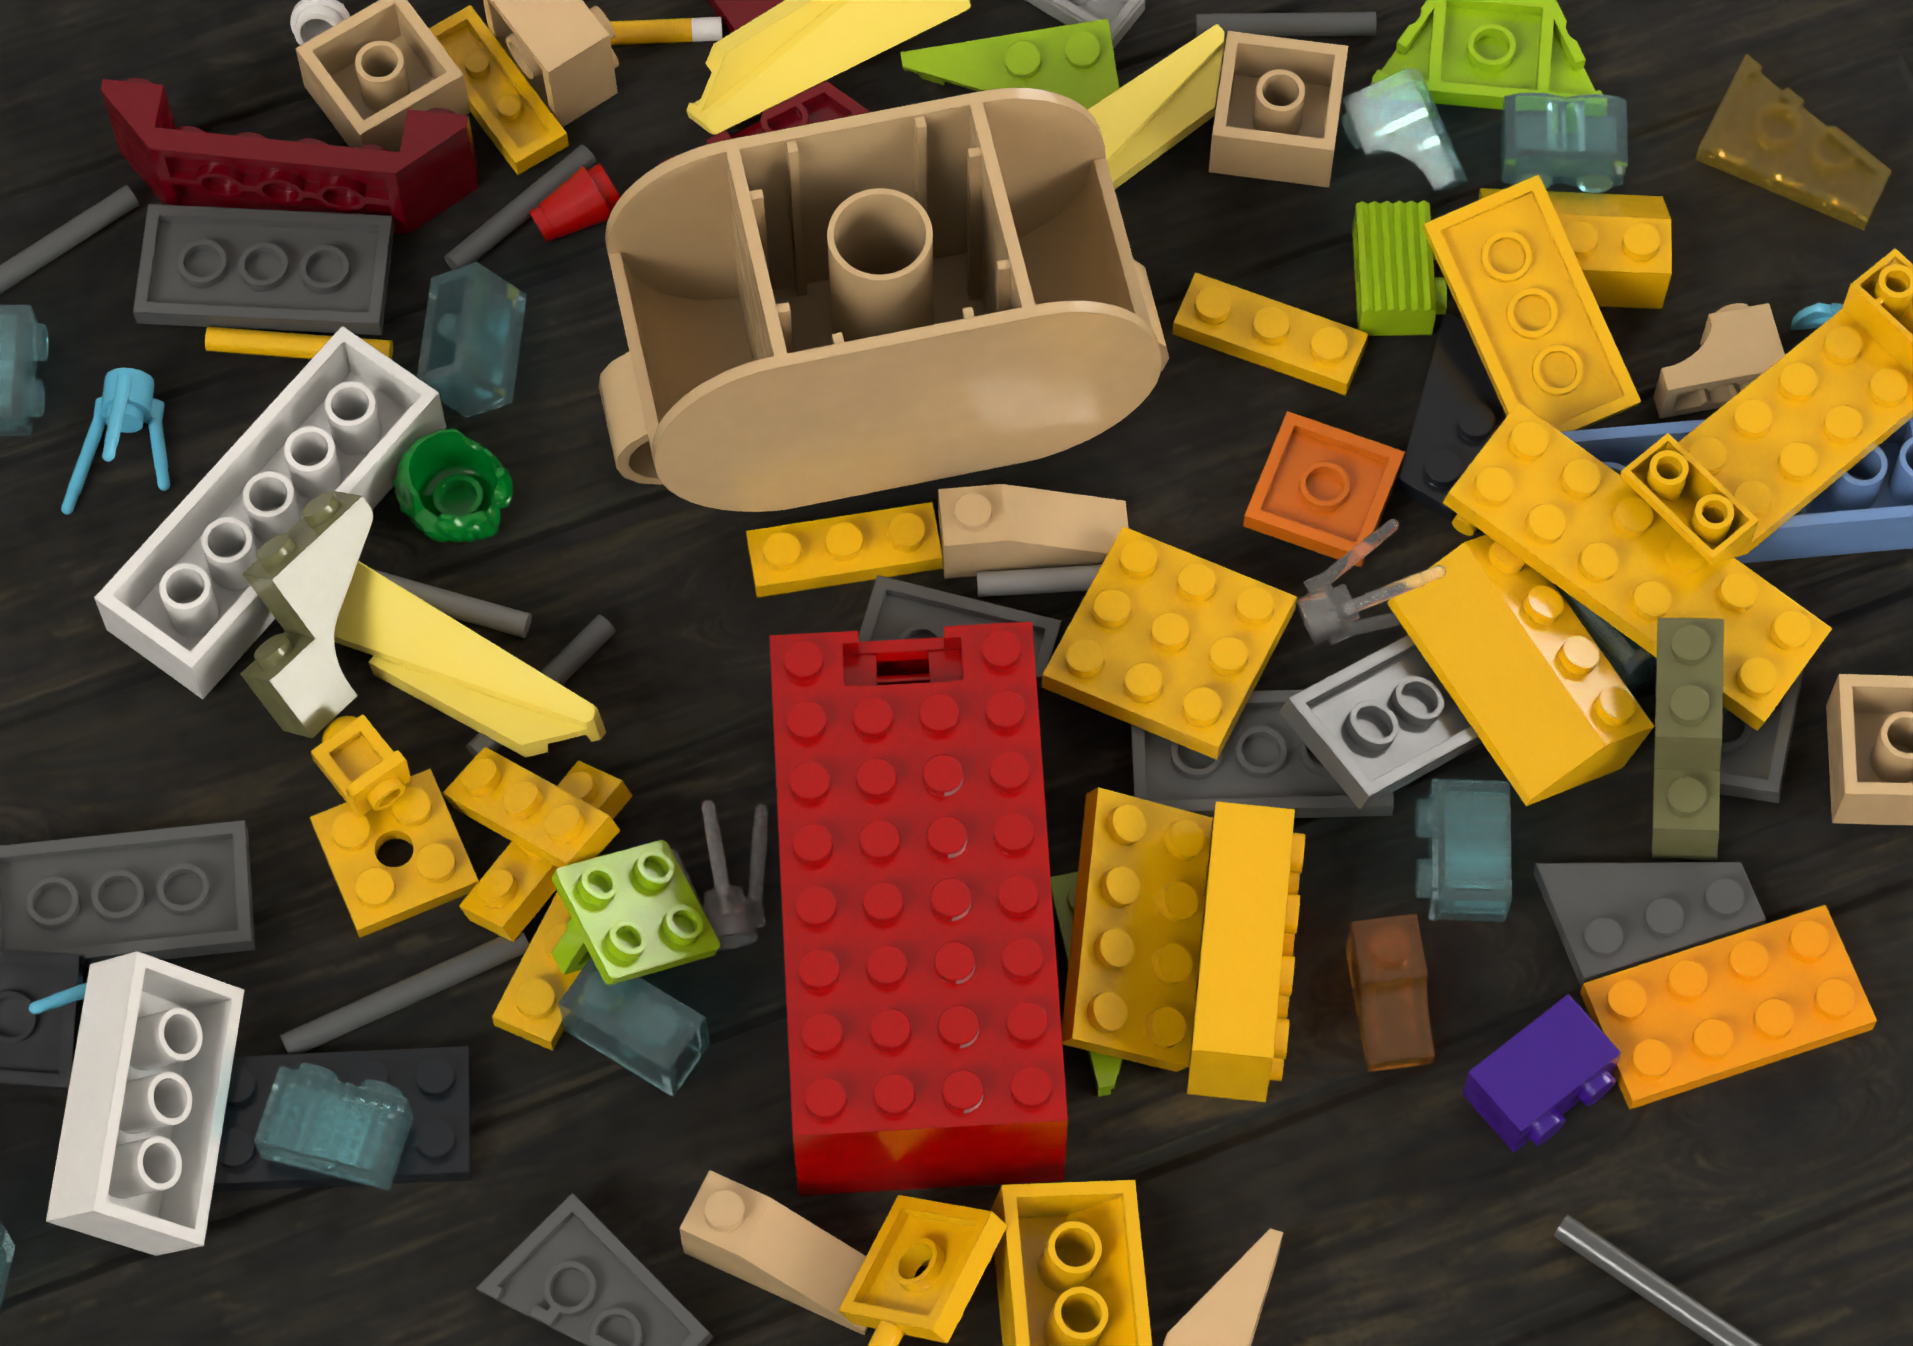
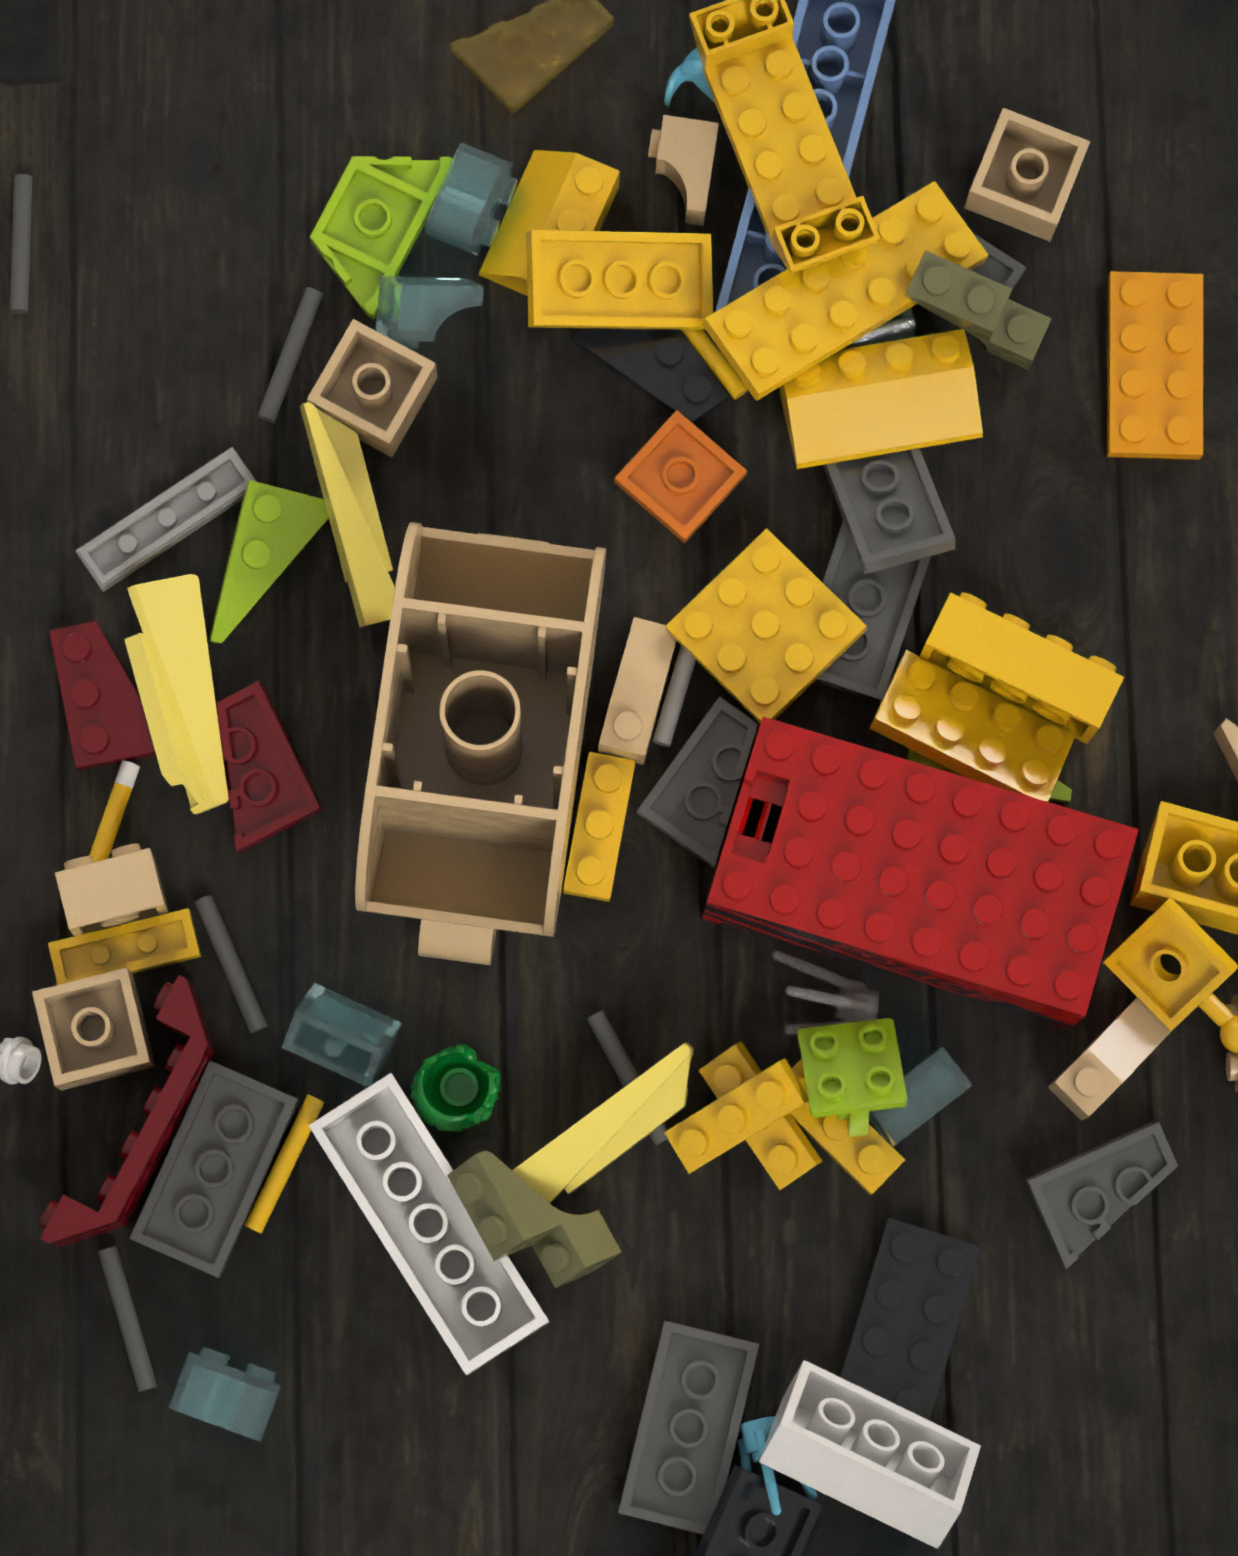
camera: 75 degrees left, 15 degrees up
(123, 408) = (290, 1305): medium azure plant -> none
(335, 1126) = (931, 1327): clear light blue brick -> none
(363, 767) = (664, 1222): yellow bracket -> none
(385, 894) = (693, 1242): yellow plate -> none
(403, 994) = (829, 1252): dark grey bar -> none
(468, 608) = (540, 1117): light grey bar -> none
(576, 204) = (247, 920): red cone -> none
(1270, 333) = (539, 465): yellow plate -> none
(1332, 611) = (780, 507): clear plant -> none
(1390, 991) = (1072, 581): clear orange arch -> none
(1395, 270) = (528, 357): lime brick -> none
(1466, 850) = (988, 489): clear light blue brick -> none
(1542, 1075) = (1166, 505): dark purple brick -> none
(1643, 911) = (1070, 392): dark grey wing -> none

